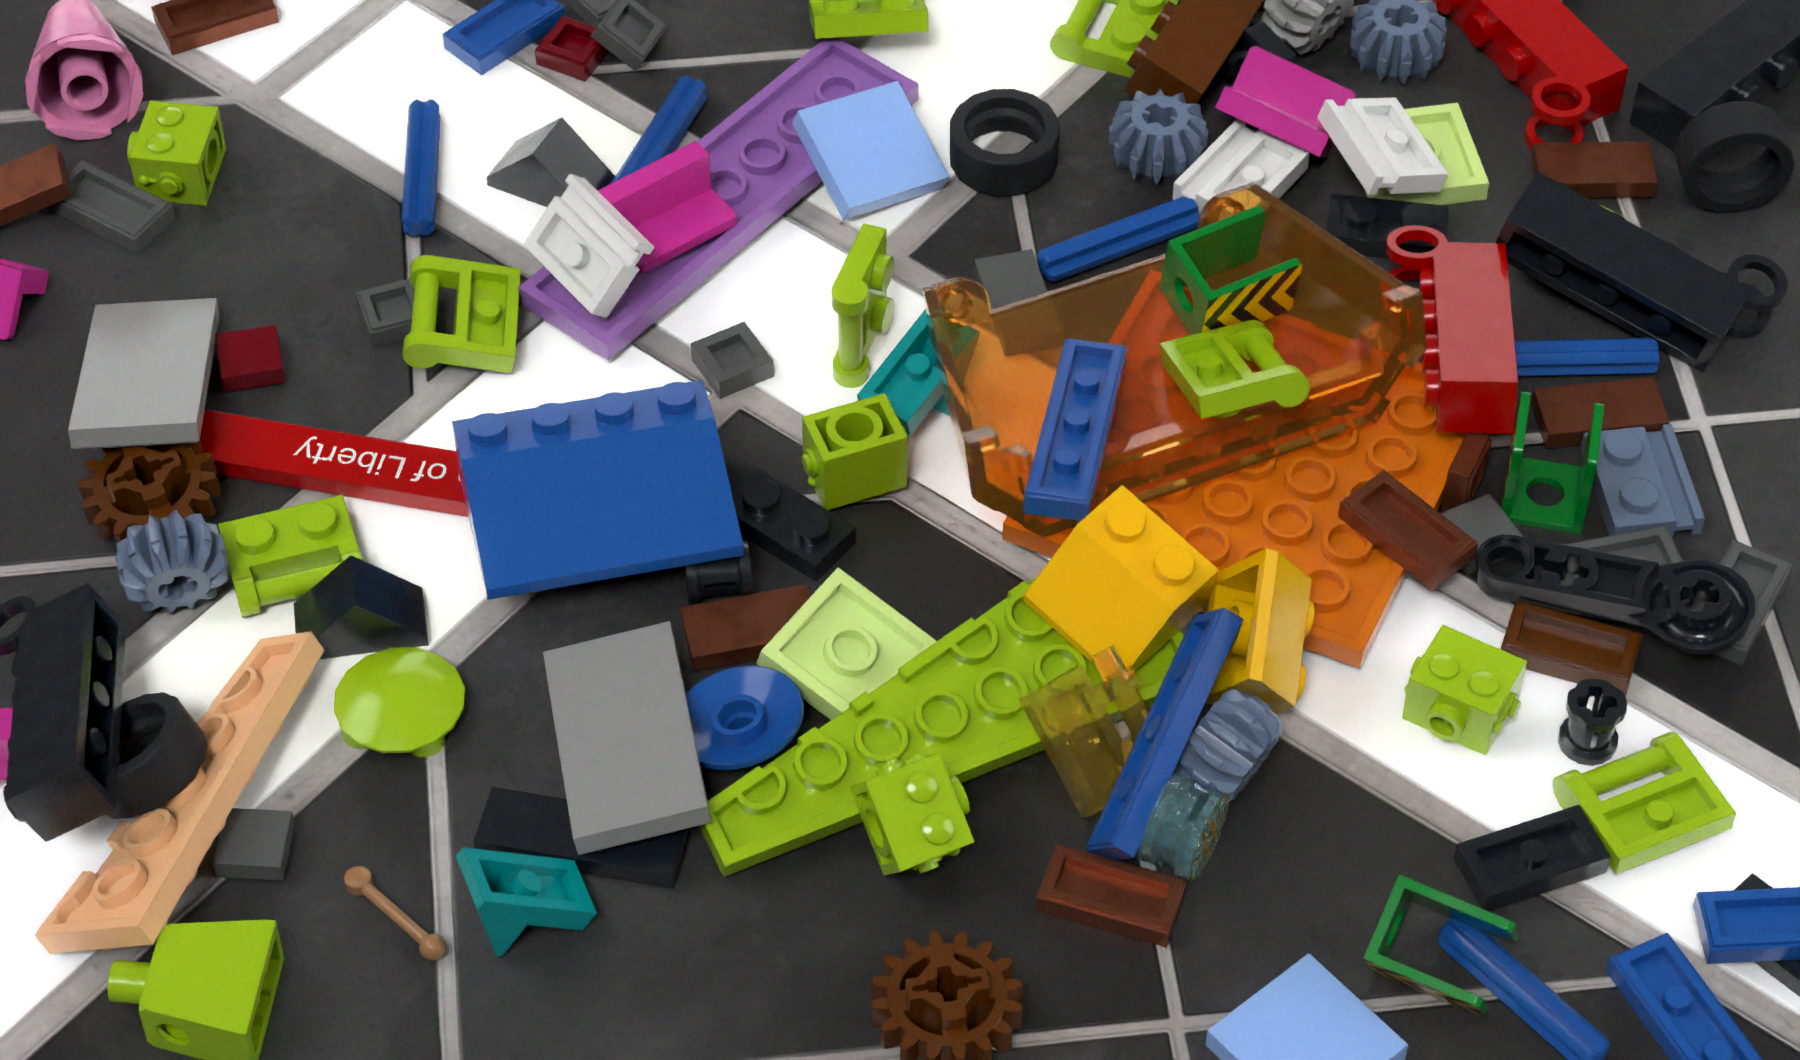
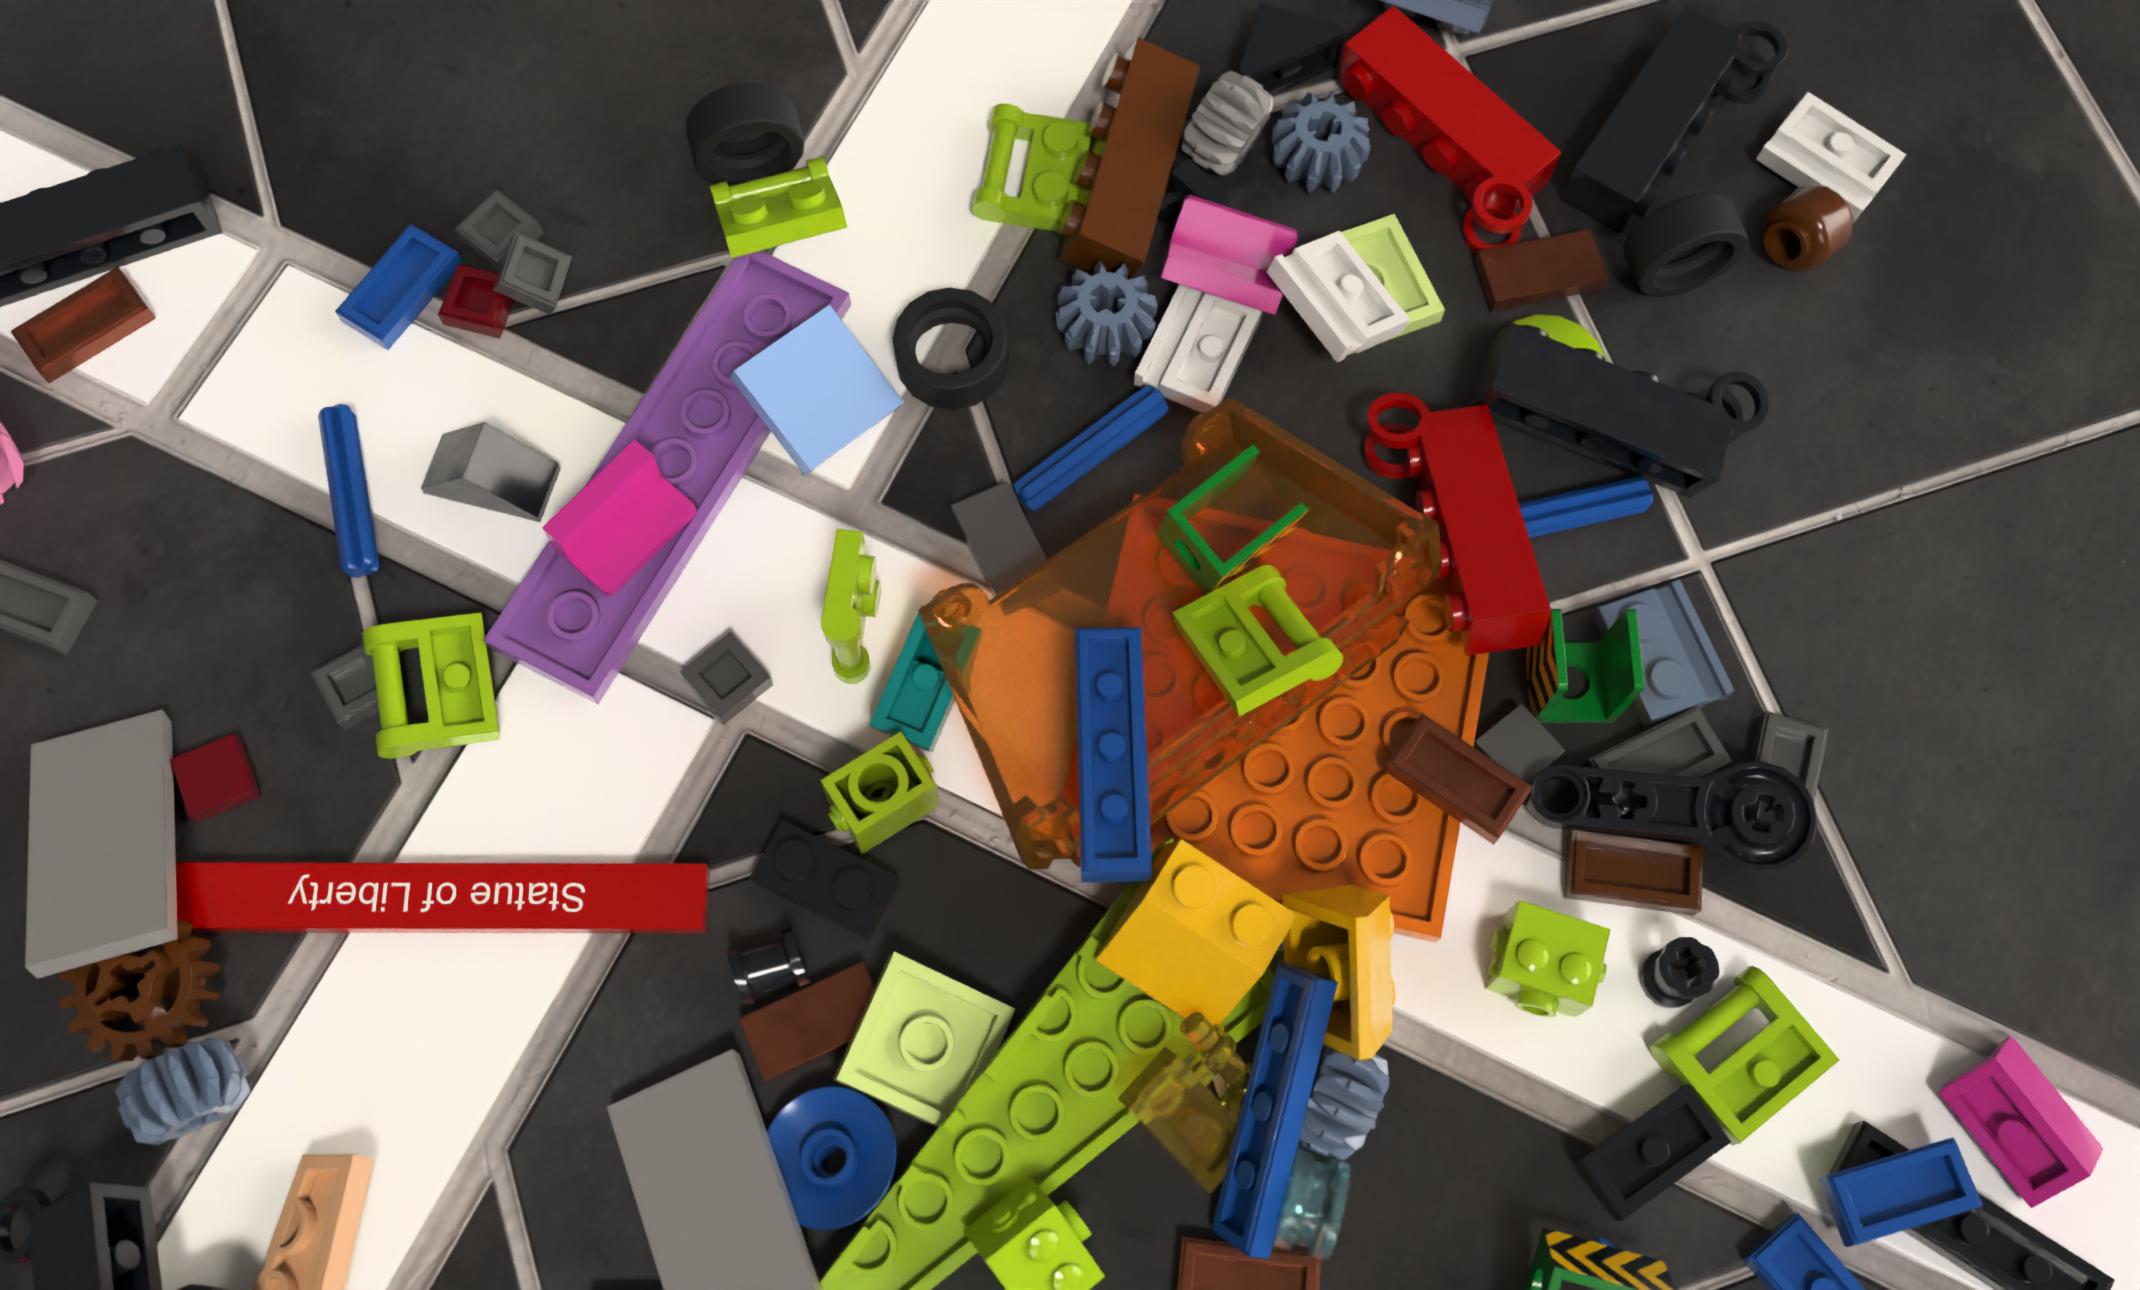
camera: 15 degrees left, 20 degrees up
(177, 151) = (77, 526): lime head -> none
(286, 551) = (305, 1014): lime plate -> none
(362, 611) = (404, 1096): black slope -> none
(399, 702) = (468, 1199): lime dish -> none
(588, 246) = (547, 591): white plate -> none
(596, 489) = (619, 915): blue slope -> none
(667, 125) = (593, 407): blue axle -> none
(1367, 222) = (1352, 384): black plate -> none
(1466, 470) = (1498, 686): copper tile -> none
(1566, 410) = (1606, 572): copper tile -> none

